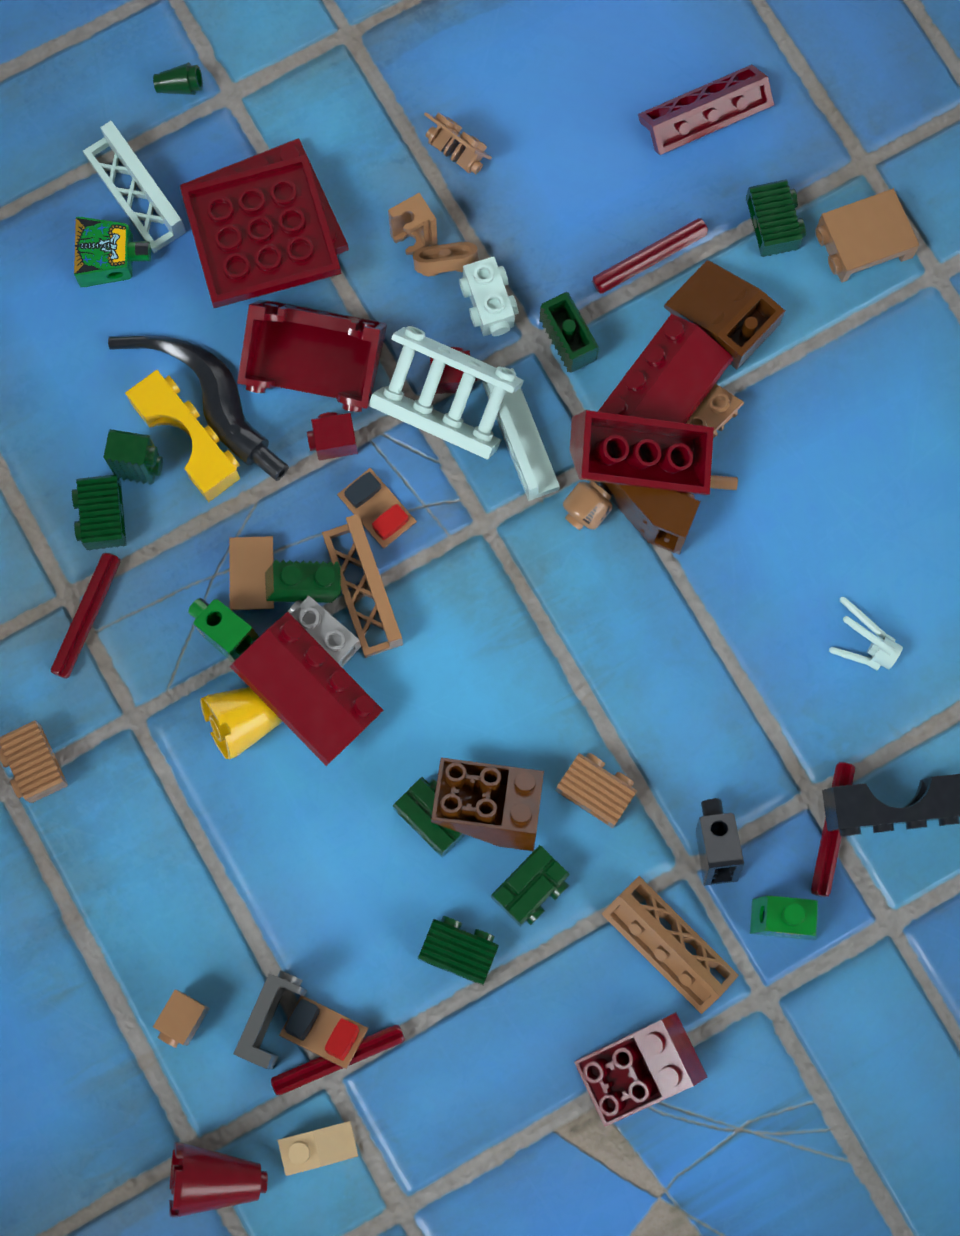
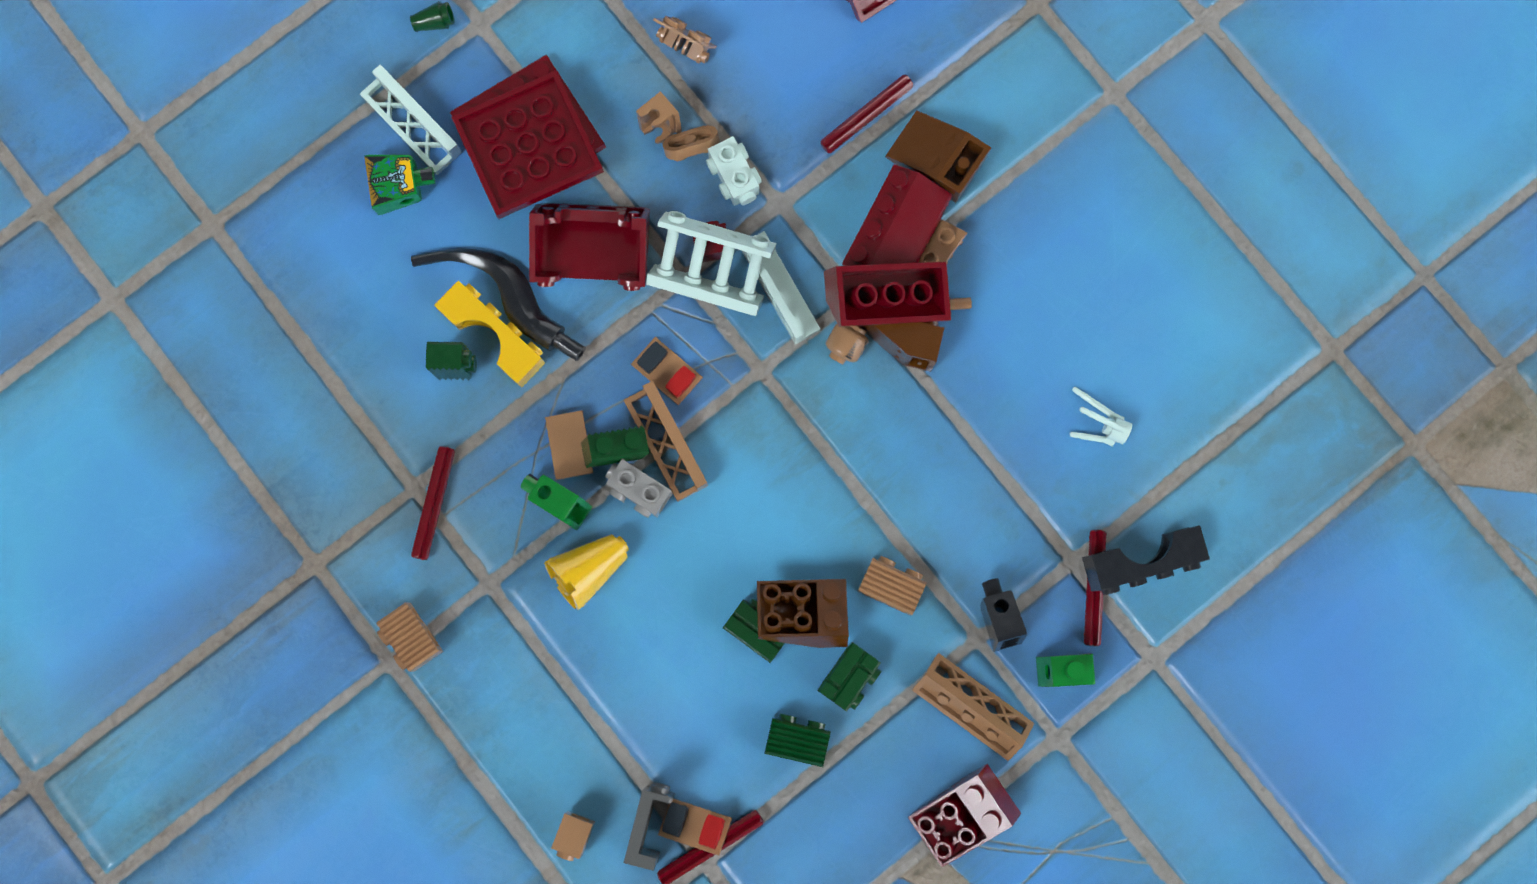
camera: 10 degrees left, 5 degrees up
(100, 512) = (430, 412): dark green brick -> none
(306, 688) = (633, 540): dark red slope -> none
(332, 436) = (618, 314): dark red brick -> none
(568, 332) = (807, 193): dark green brick -> none
(775, 217) = (969, 64): dark green brick -> none
(866, 234) = (1049, 67): medium nougat panel -> none

